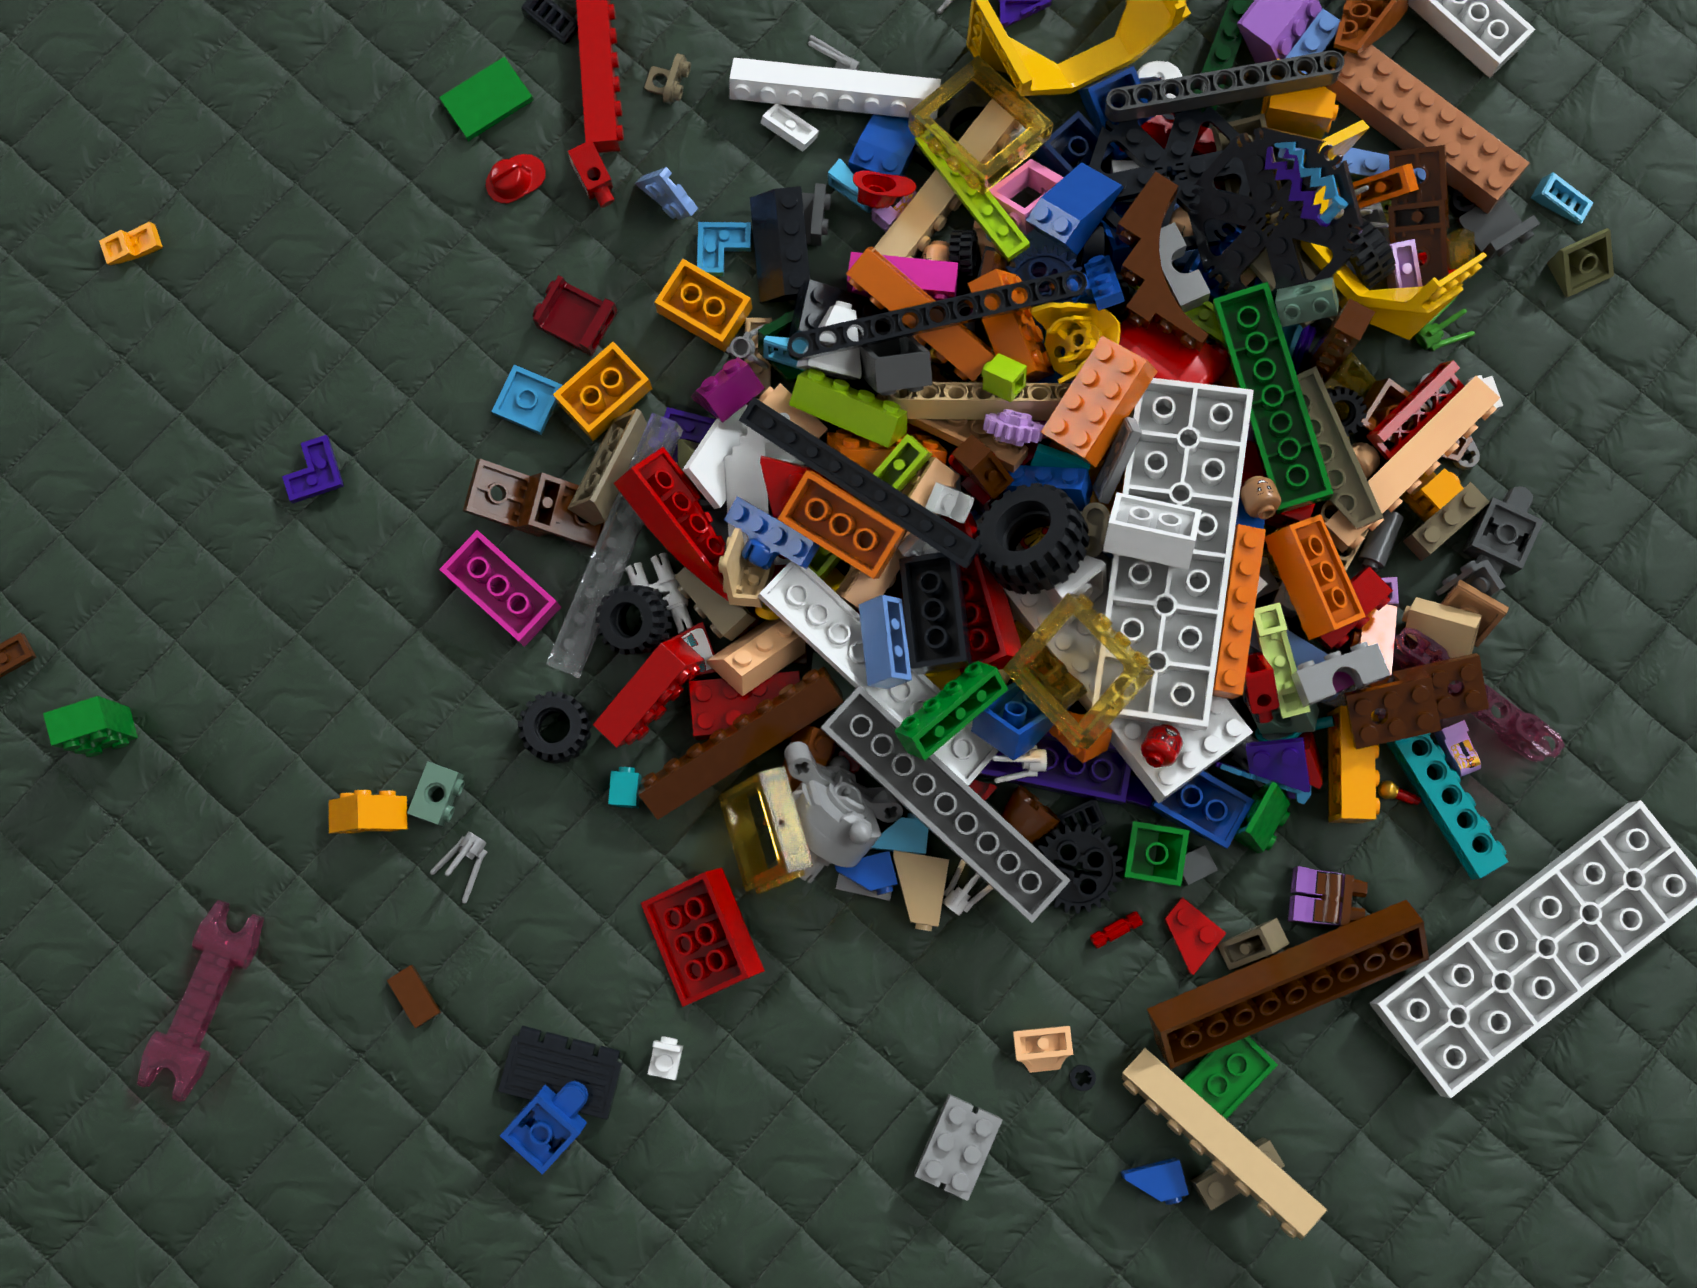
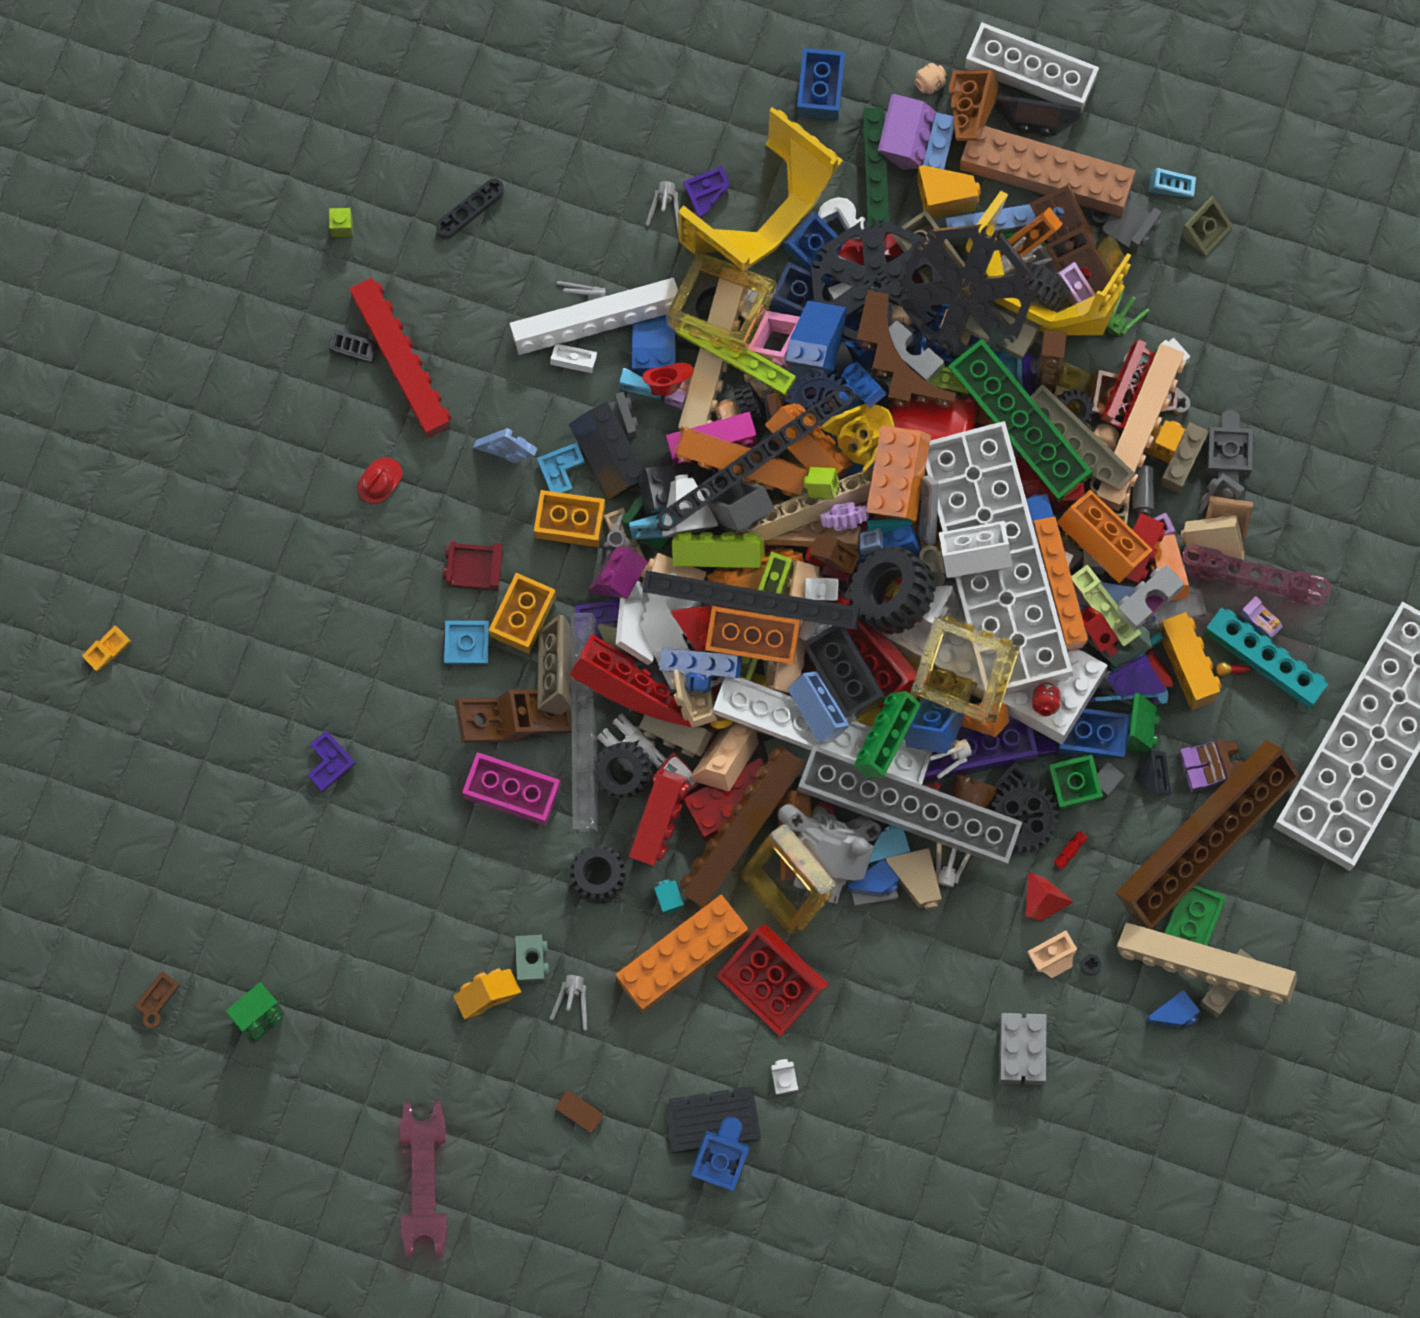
camera: 25 degrees left, 5 degrees down
(486, 98) = (330, 428): green tile -> none
(589, 166) = (437, 445): red torso -> none
(609, 862) = (682, 953): none -> orange brick
(672, 90) = (472, 365): dark tan bracket -> none
(1032, 470) = (871, 541): none -> sand blue tile
(1060, 974) = (1043, 898): none -> red slope
(1192, 934) = (1127, 830): red wing -> none
(1234, 78) = (894, 195): dark grey beam -> none
(1253, 944) = (1172, 818): dark tan slope -> none
(1254, 879) = (1154, 773): none -> black slope
(1260, 497) = (1041, 495): medium nougat head -> none
(1296, 176) = (970, 256): piece -> none
(1307, 302) = (1016, 341): sand green brick -> none
(1416, 701) = (1213, 595): reddish brown bracket -> none
(1438, 57) = (1037, 116): none -> black wedge

